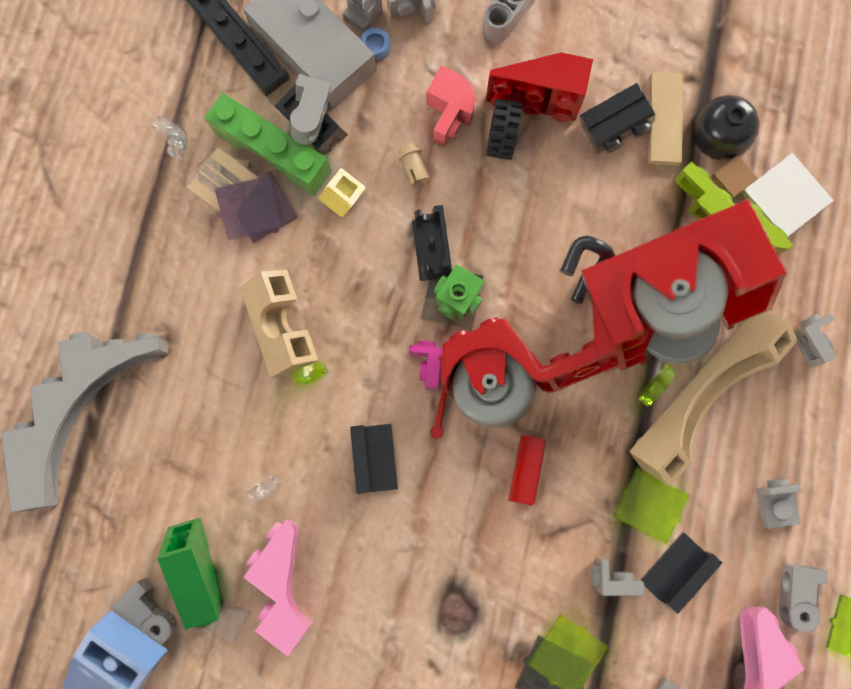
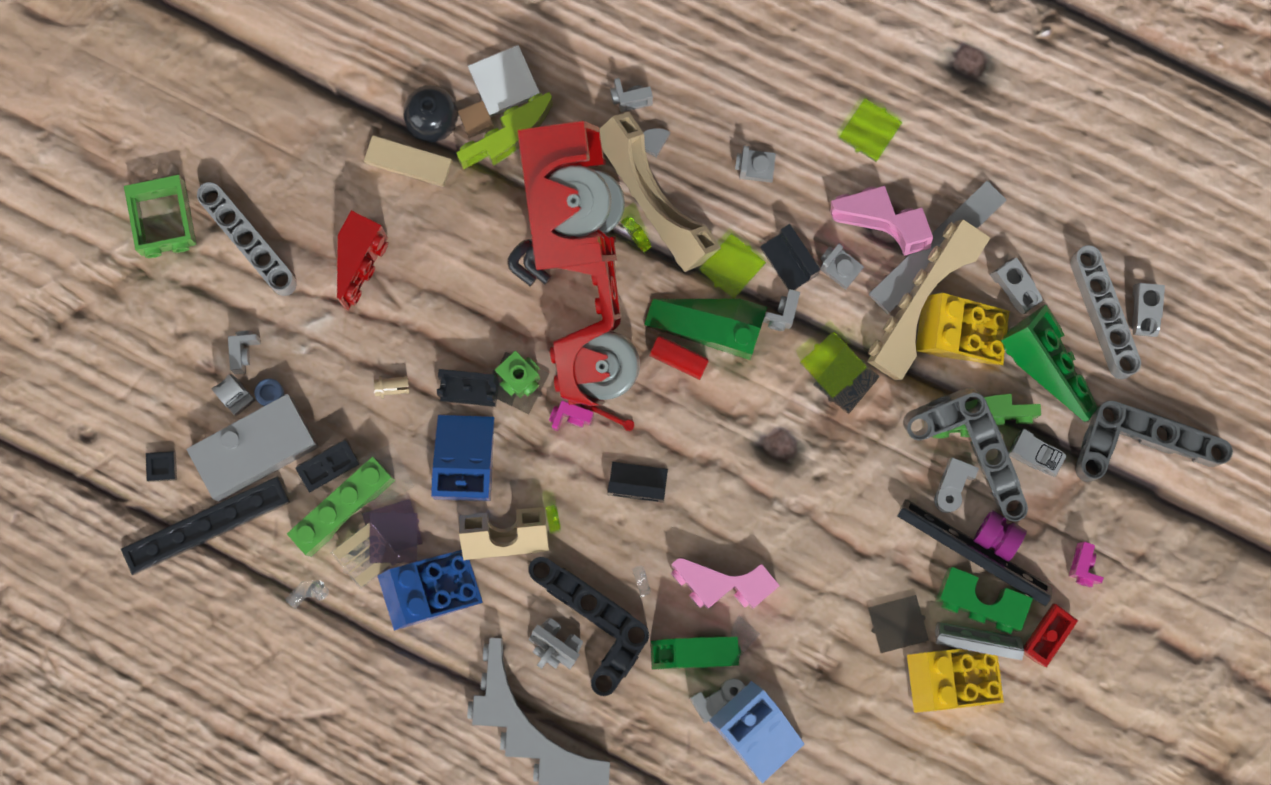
camera: 80 degrees left, 0 degrees up
(164, 426) = (552, 649): none -> light grey hips
(201, 261) = (429, 589): none -> blue slope
(214, 461) = (606, 616): none -> black beam
(309, 115) = (328, 458): light grey leg -> none
(341, 193) = (400, 454): light yellow slope -> none
(351, 258) = (463, 458): none -> blue slope
(455, 99) = (341, 335): coral brick -> none
(504, 129) = (384, 300): black tyre -> none
(579, 503) = (716, 323): none -> green wedge
(617, 119) = (400, 202): black brick -> none
(688, 635) = (840, 266): none -> light grey bracket
(771, 380) = (655, 140): none -> light grey tile
(799, 596) = (830, 171): light grey leg -> none

